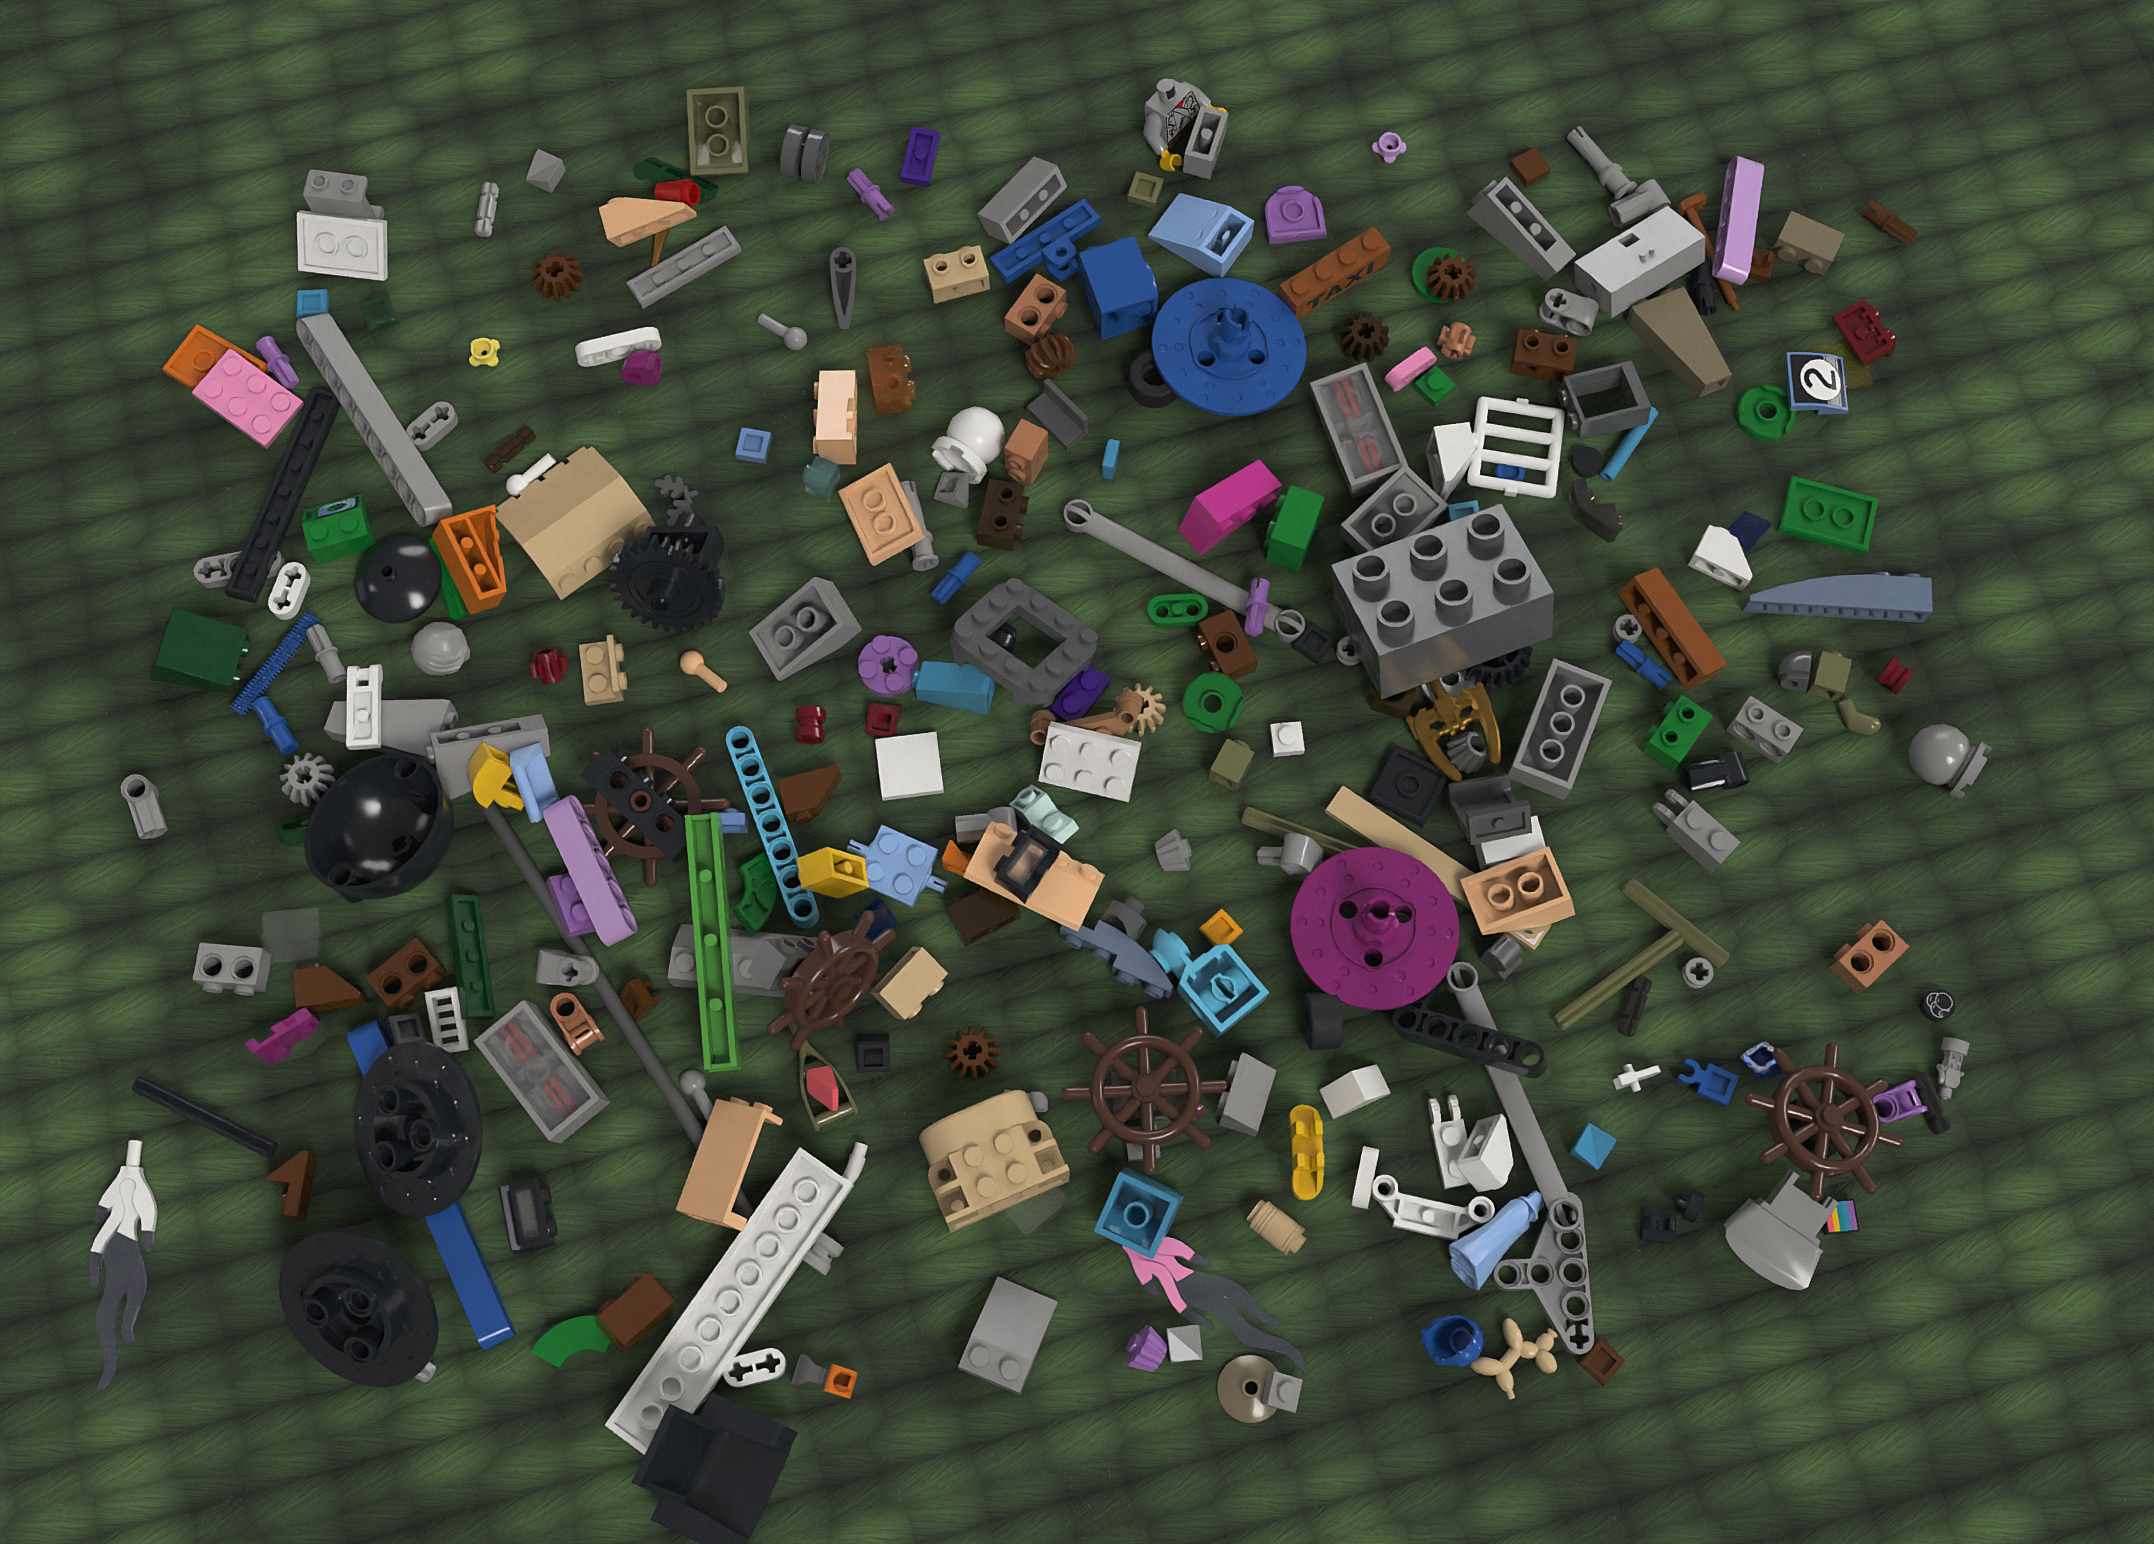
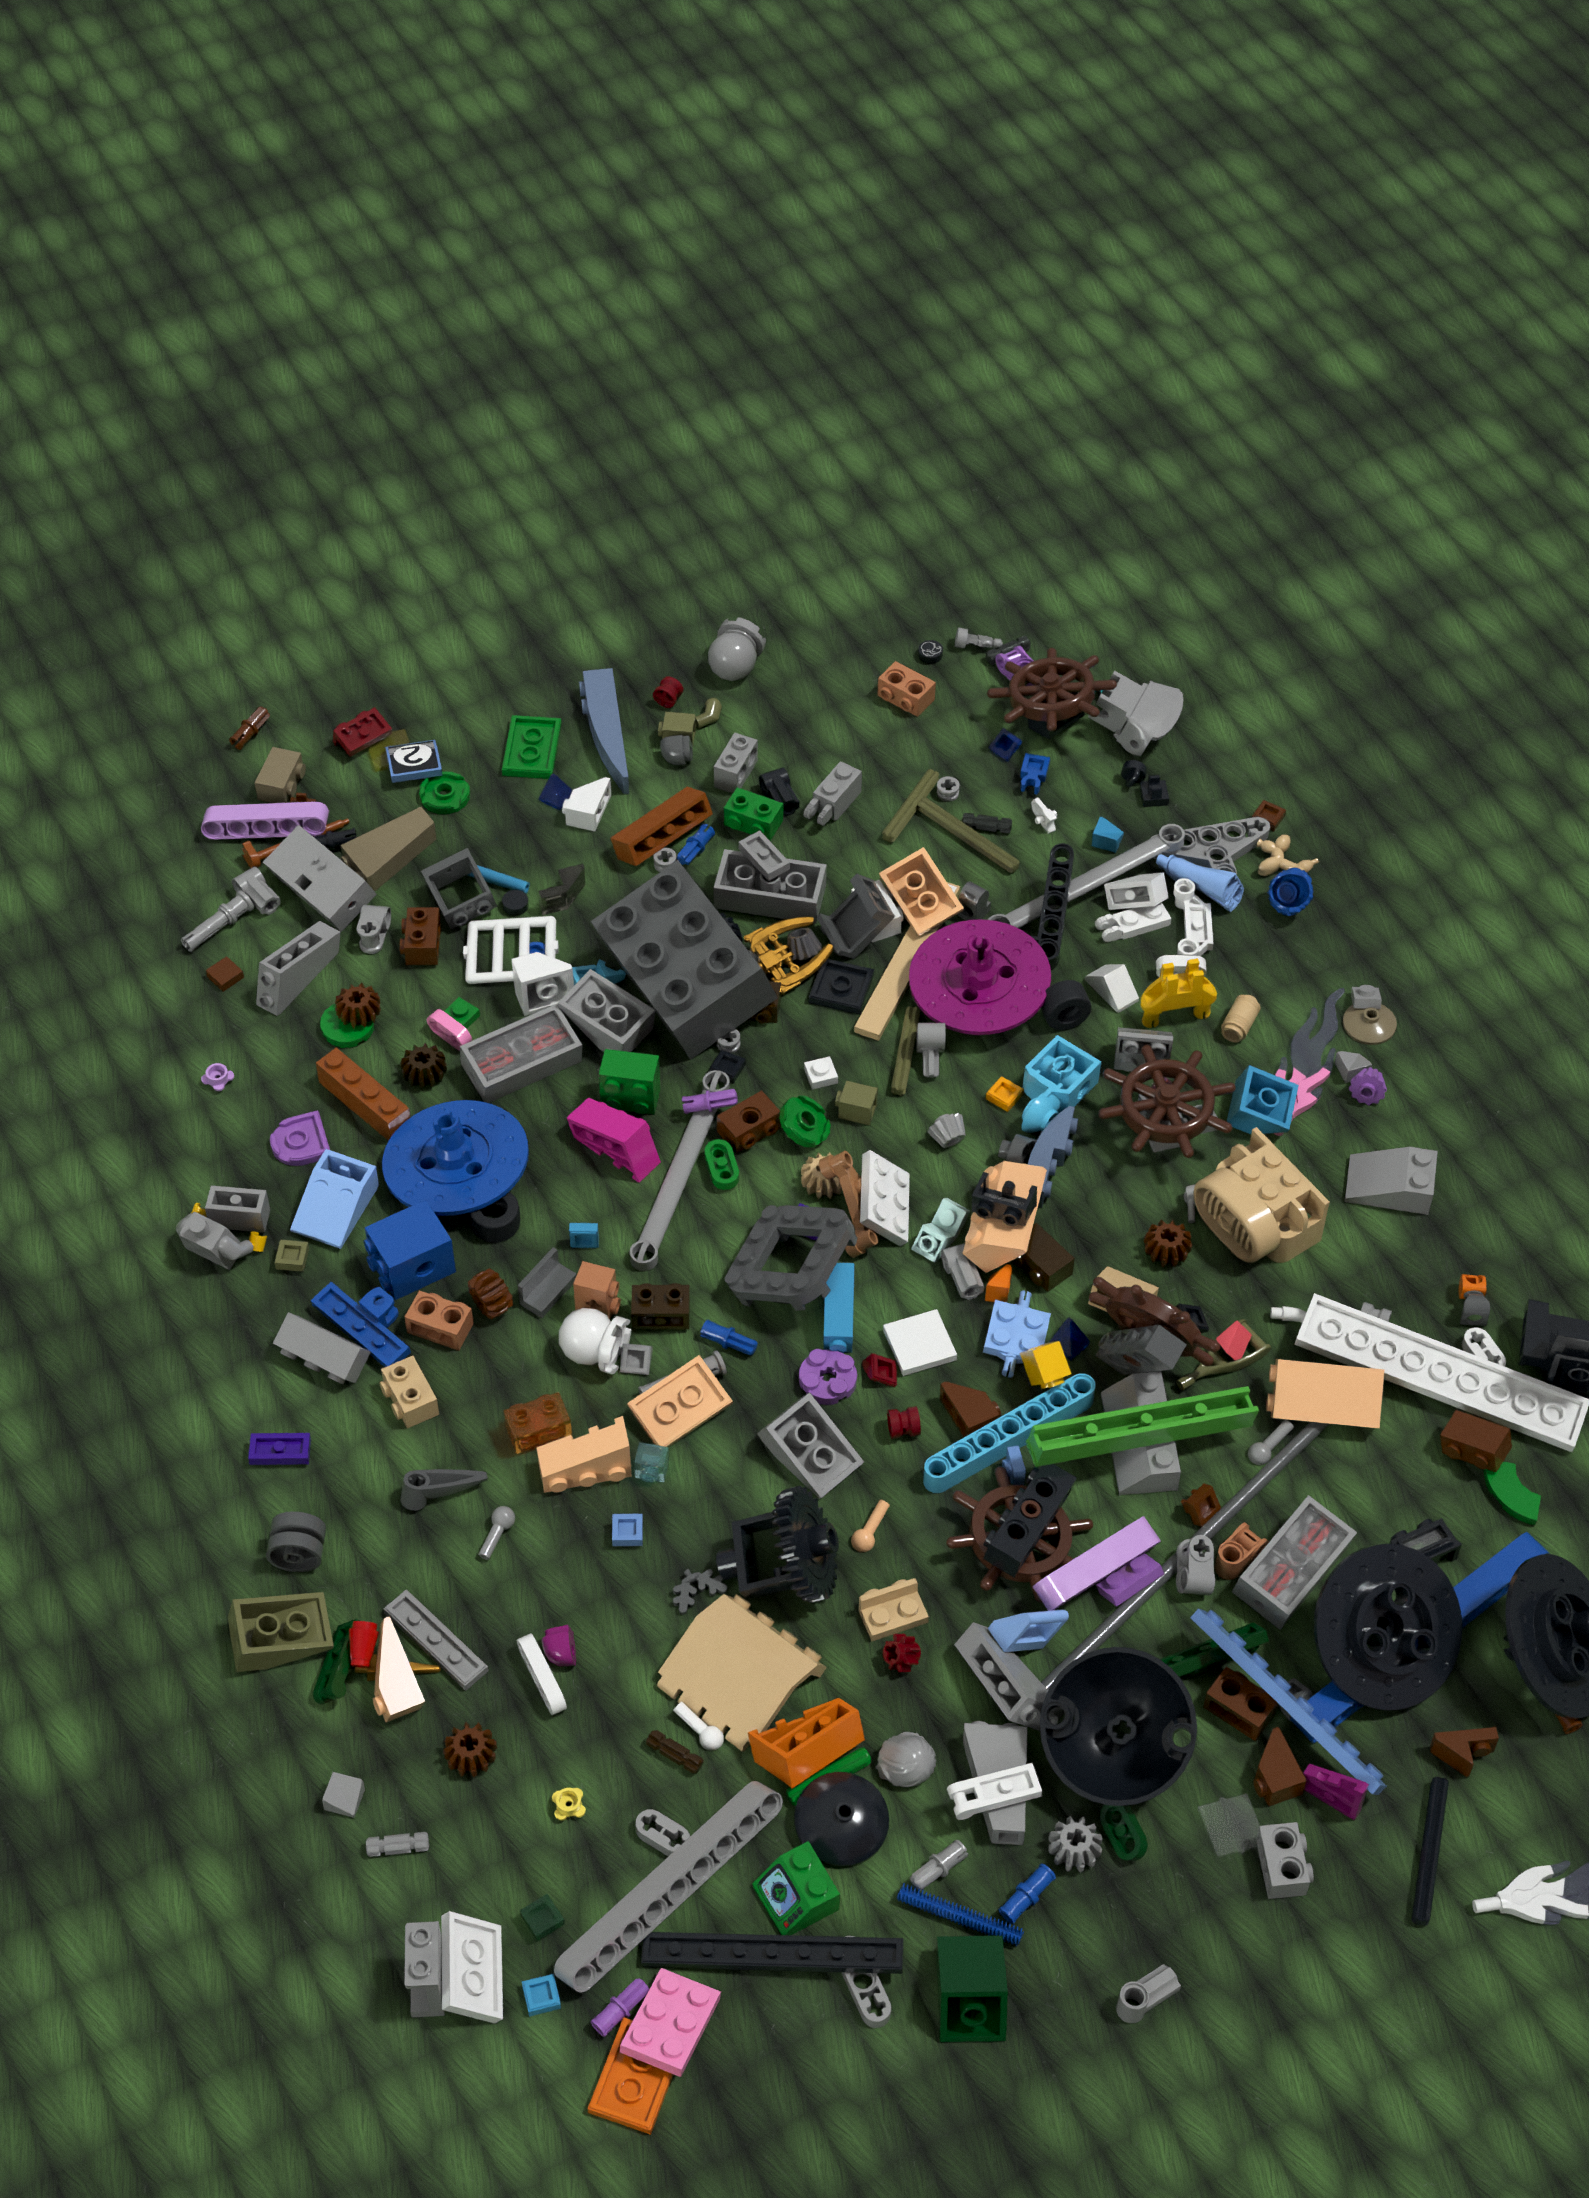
camera: 100 degrees left, 20 degrees down
(285, 589) = (877, 1922): white beam -> none
(375, 1009) = (1298, 1708): none -> medium blue plate
(435, 1021) = (1282, 1668): white slope -> none
(489, 776) = (1034, 1659): yellow brick -> none
(870, 193) = (328, 1485): medium lavender axle -> none
(1456, 340) = (416, 999): nougat gear -> none
(1587, 716) = (764, 855): none -> light grey plate

